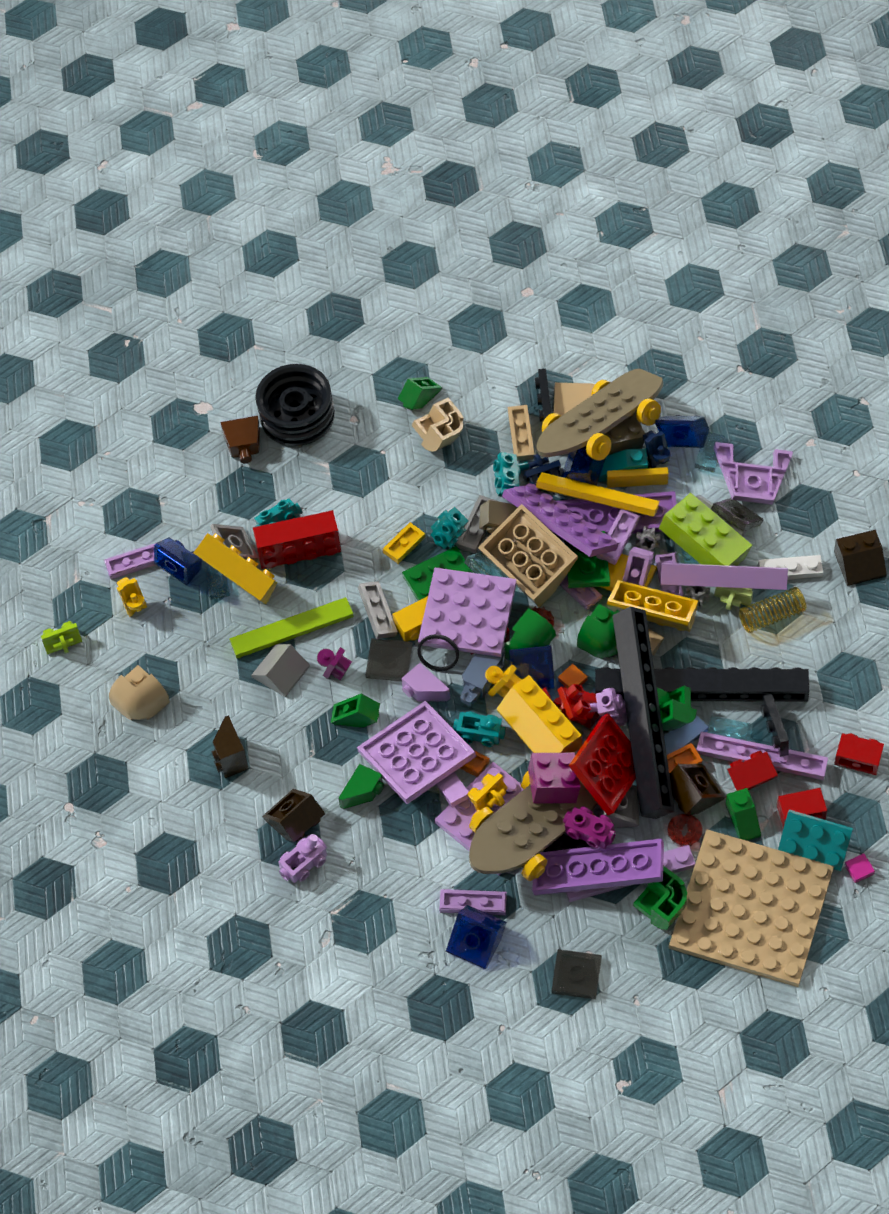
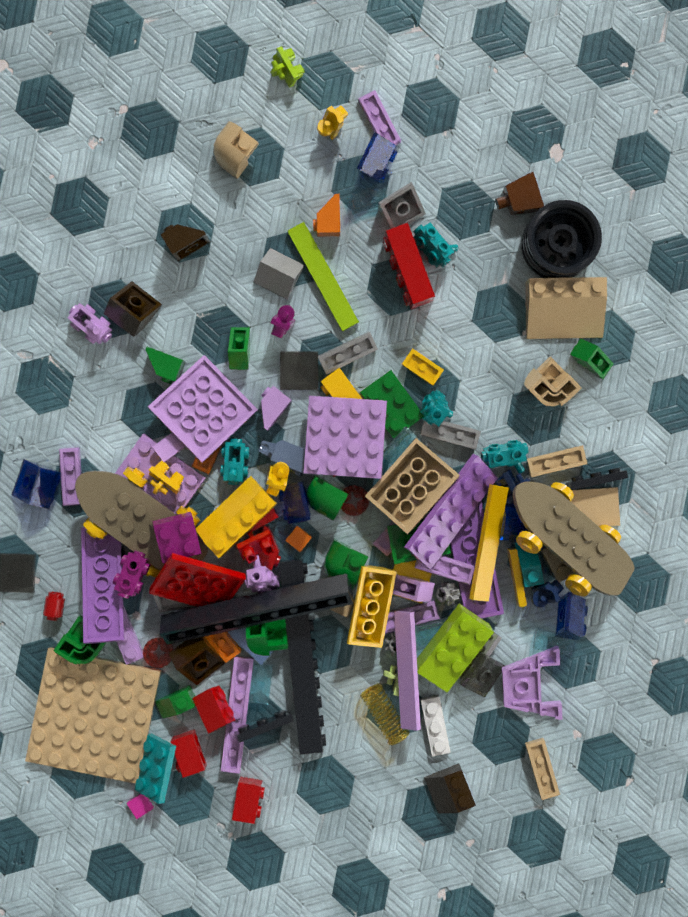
camera: 80 degrees right, 30 degrees up
(231, 612) = (328, 218): none -> orange slope
(236, 568) = (362, 213): yellow slope -> none
(363, 411) = (565, 307): none -> tan slope
(437, 636) = (310, 415): black piece -> none
(494, 514) = (454, 451): dark tan slope -> none
(619, 931) = (54, 606): none -> red brick
(843, 473) = (542, 768): none -> tan plate

